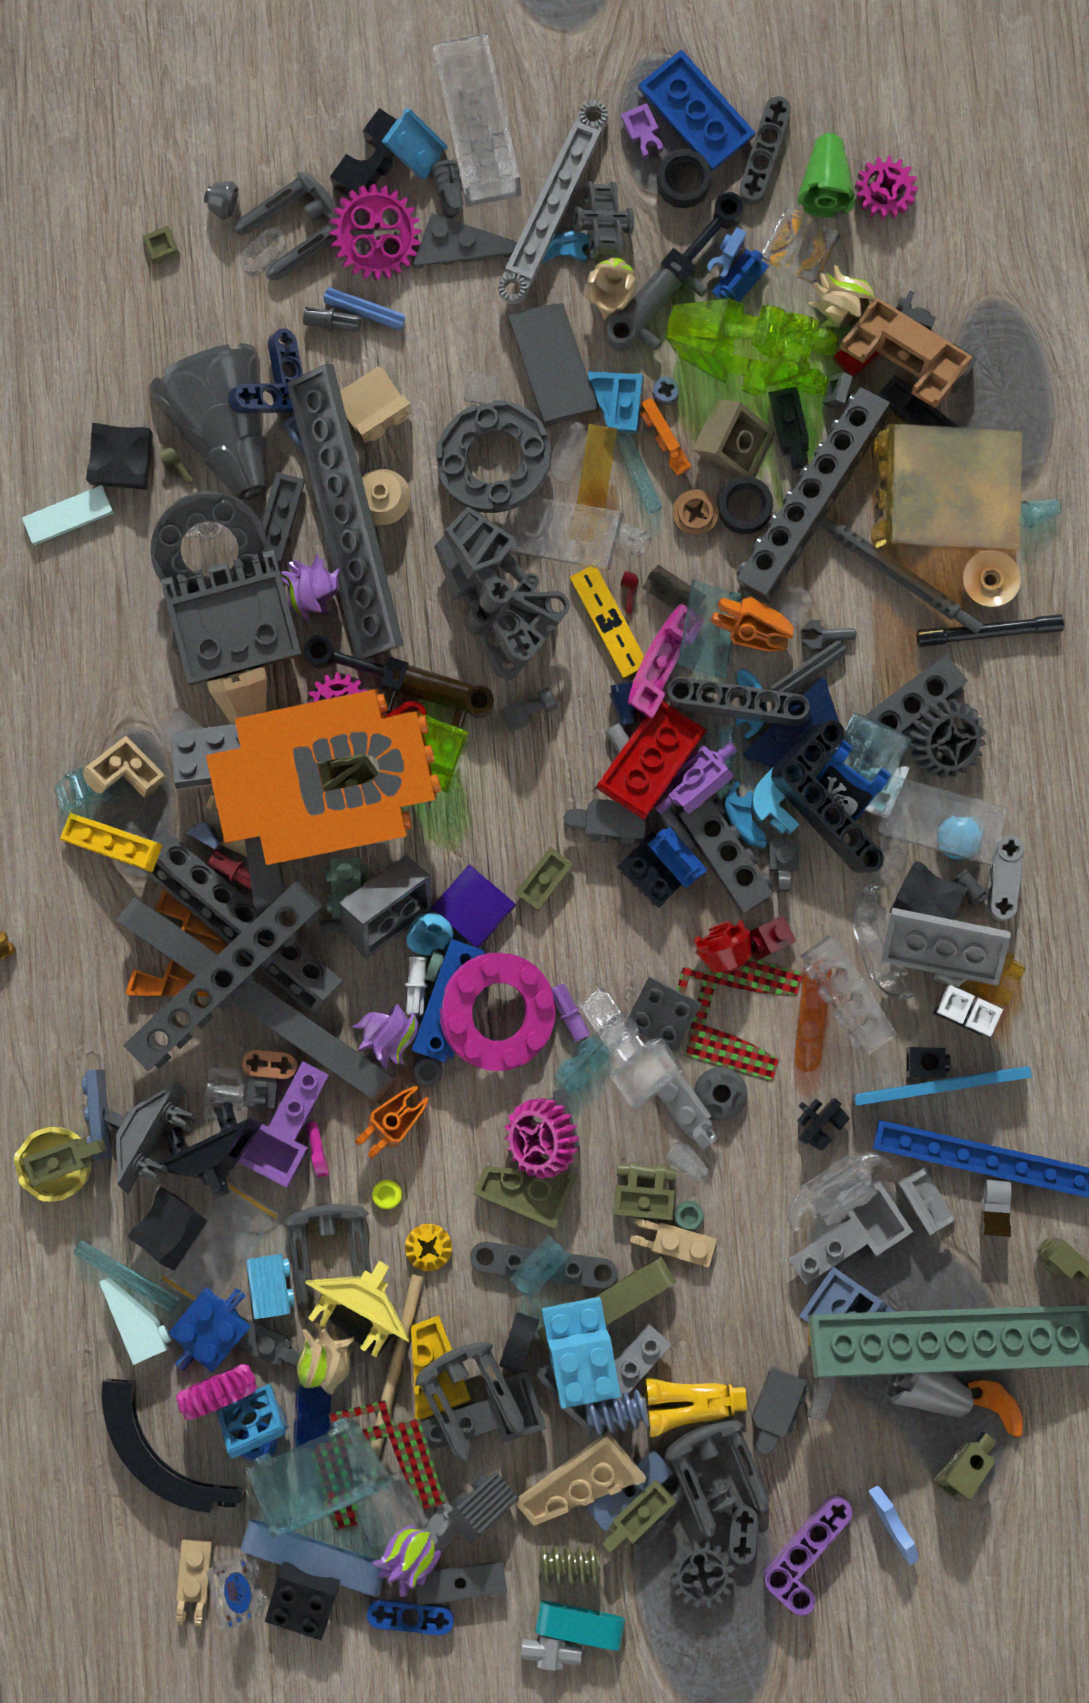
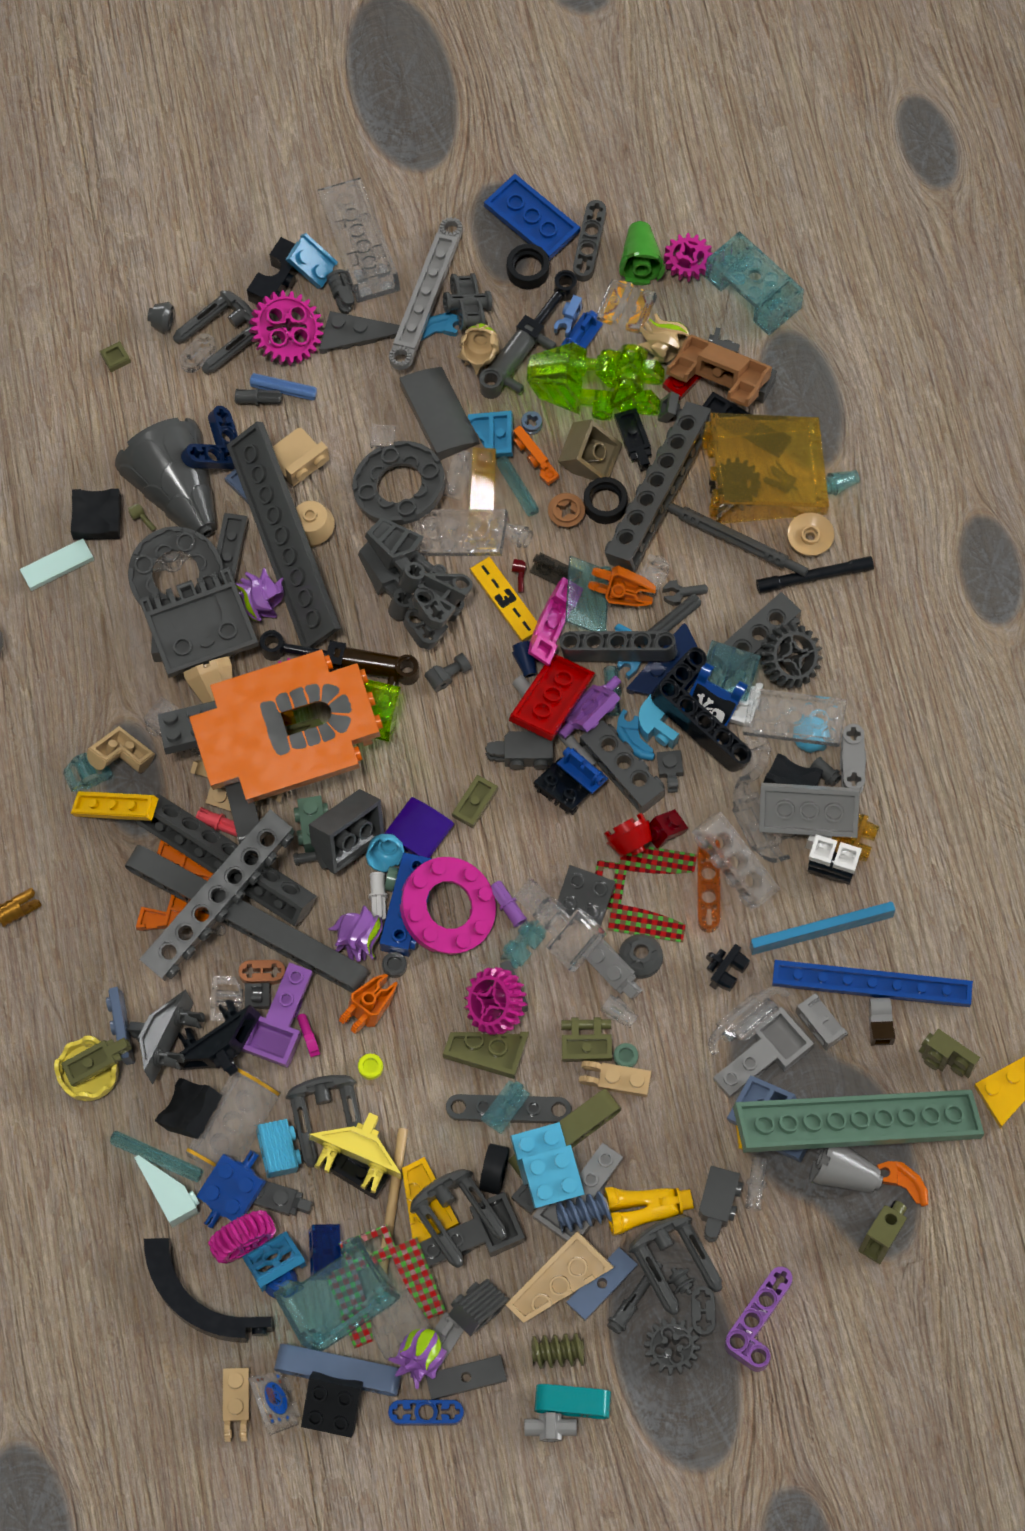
camera: 10 degrees left, 15 degrees down
(205, 833) = (191, 796): sand blue slope -> none
(324, 1359) = (331, 1200): tan hair -> none
(442, 1245) = (411, 1116): yellow gear -> none
(639, 1516) = (612, 1301): olive hinge -> none
(641, 127) = (490, 233): medium lavender plate -> none
(894, 1525) = (829, 1287): light blue tile -> none
(914, 1067) = (797, 905): black brick -> none
(983, 258) = (773, 295): none -> clear light blue plate

